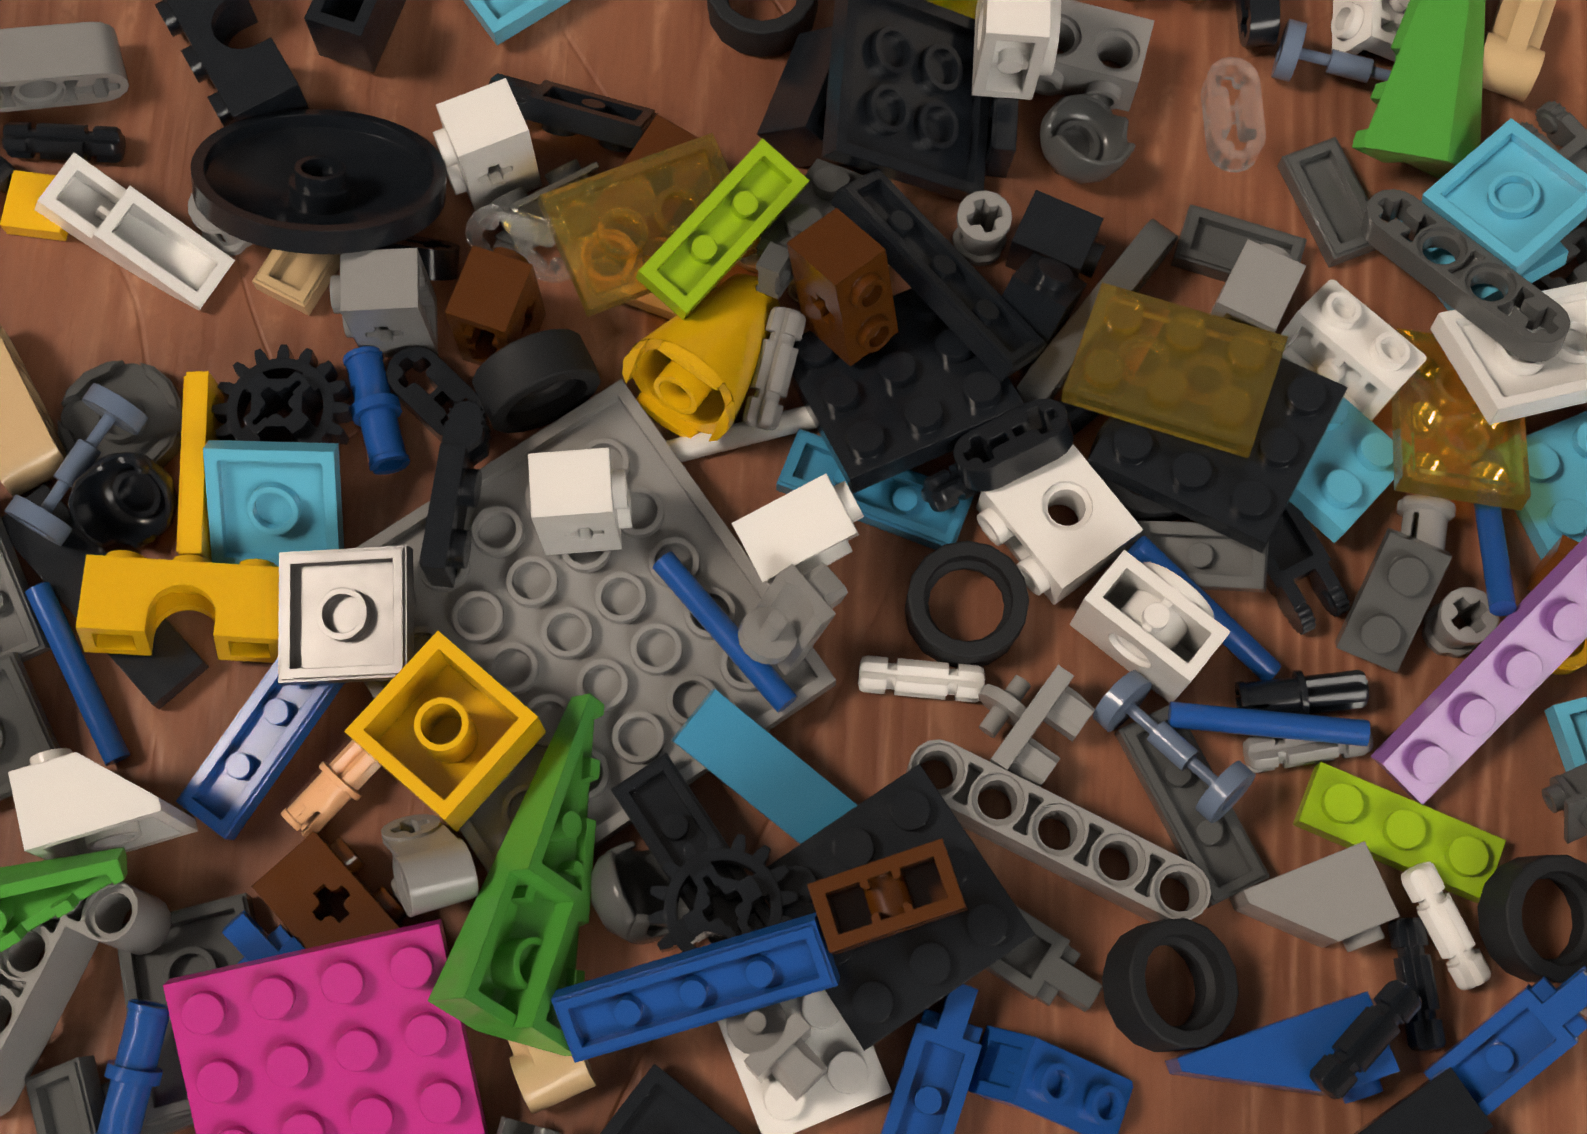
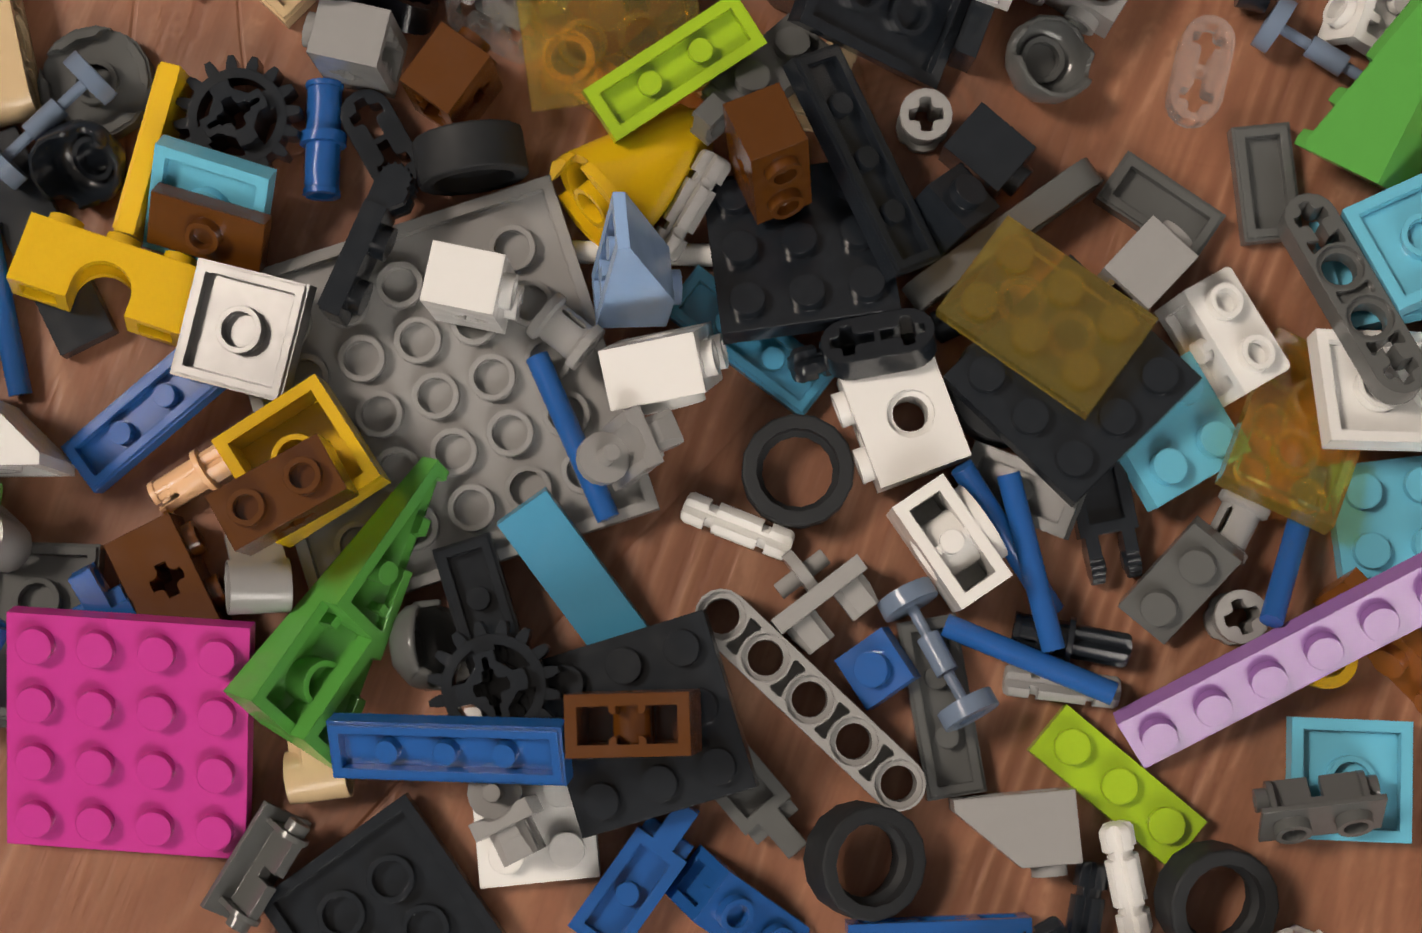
camera: 25 degrees right, 10 degrees up
(278, 521) = (208, 228): none -> reddish brown plate
(440, 759) = (282, 495): none -> reddish brown brick
(686, 524) = (565, 331): none -> light grey bush
(737, 444) = (633, 271): none -> light blue slope
(1114, 781) = (877, 668): none -> blue plate
(1238, 622) = (1031, 562): none -> blue bar

